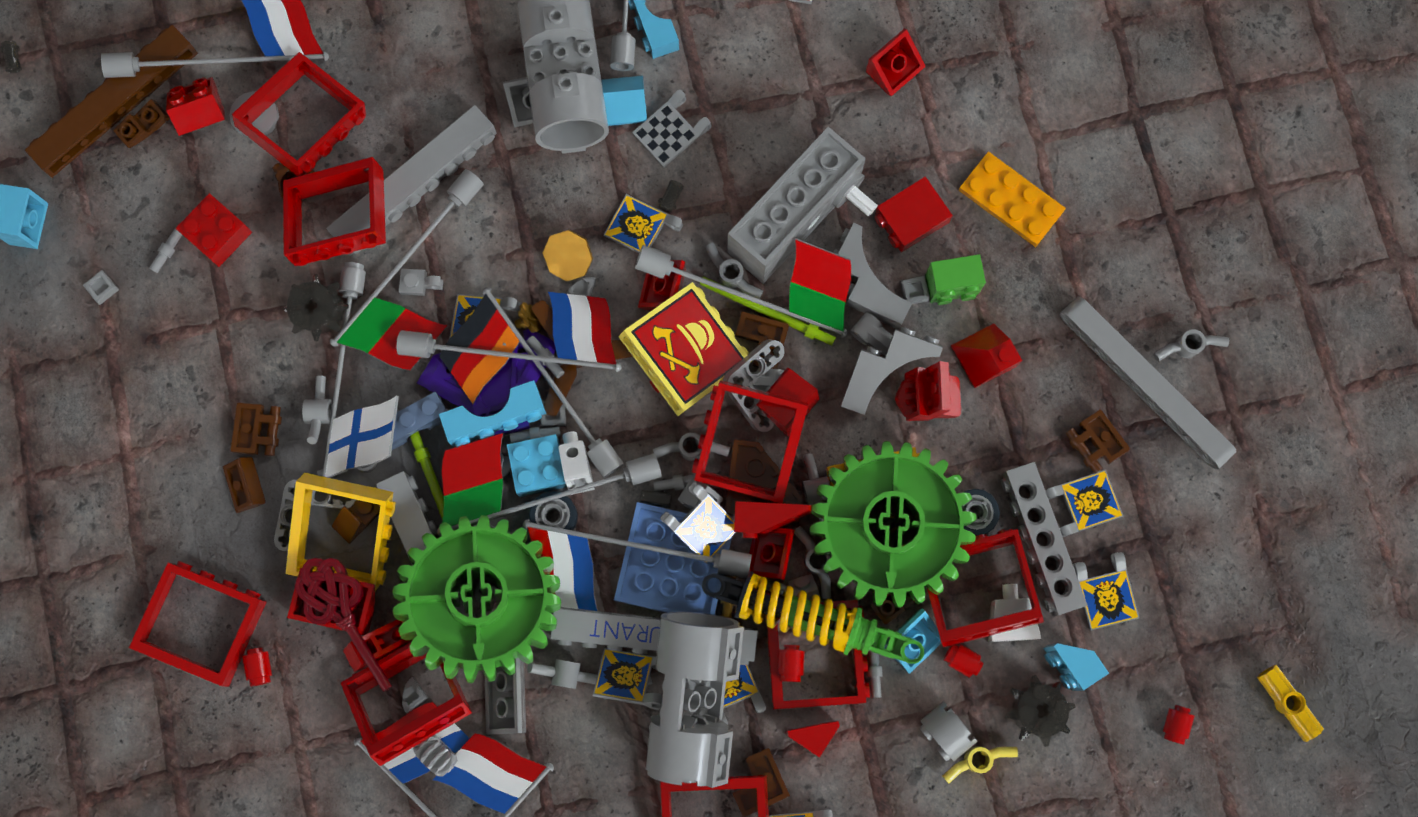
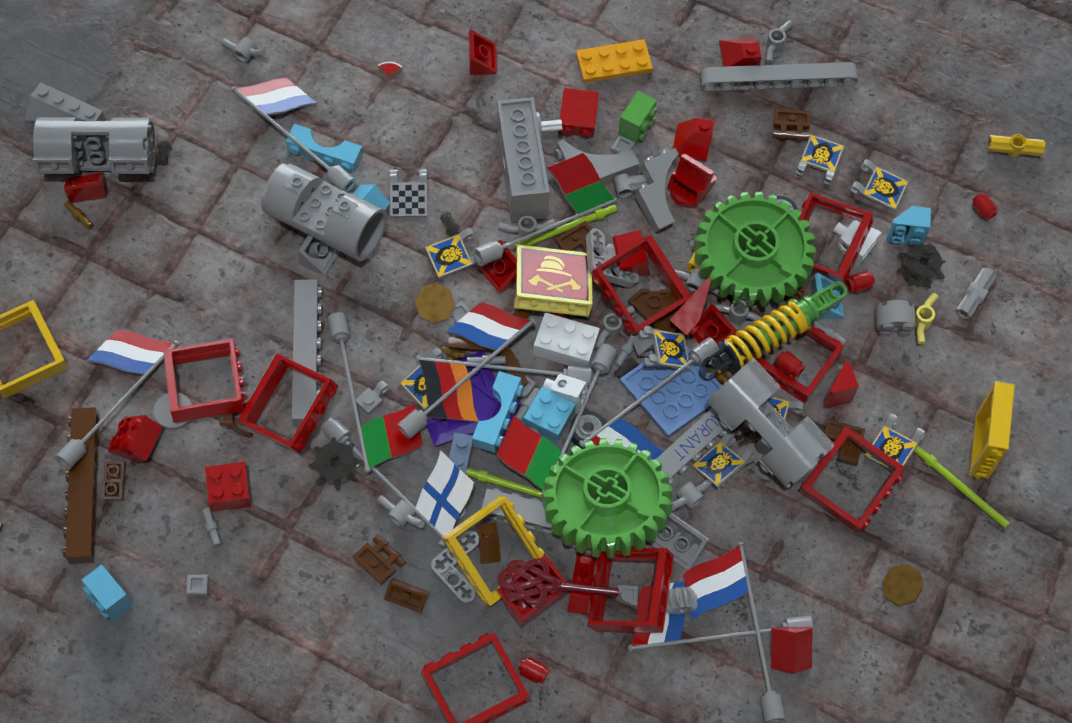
camera: 55 degrees left, 15 degrees down
(633, 416) = (565, 341): none -> white brick
(1047, 525) = (818, 184): light grey brick -> none
(1058, 794) = (976, 293): none -> light grey piece
(1140, 318) = (740, 52): none -> red slope

